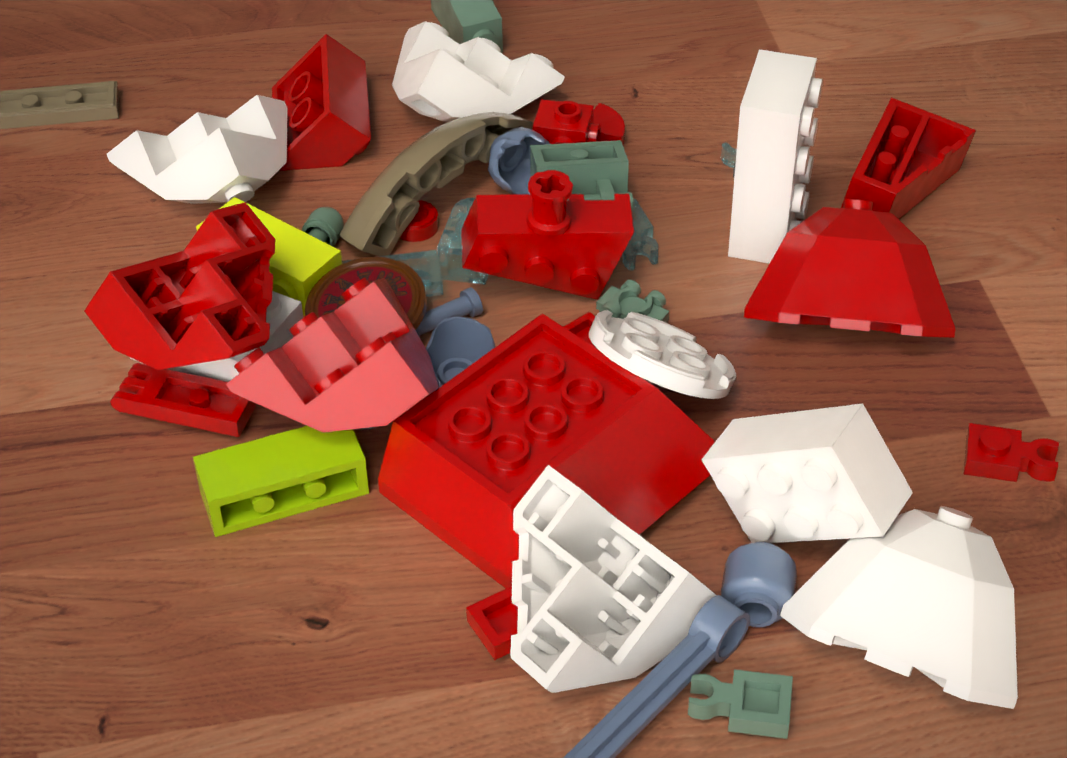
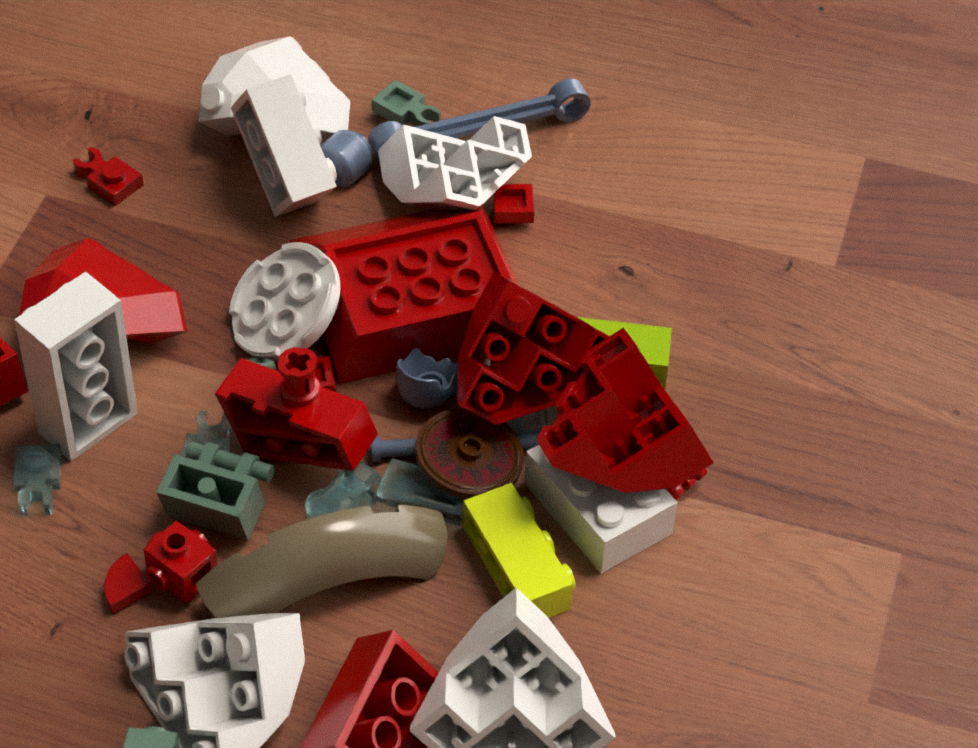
camera: 155 degrees left, 5 degrees up
(324, 224) = (455, 574): sand green cylinder -> none
(511, 159) = (238, 536): sand blue hair -> none

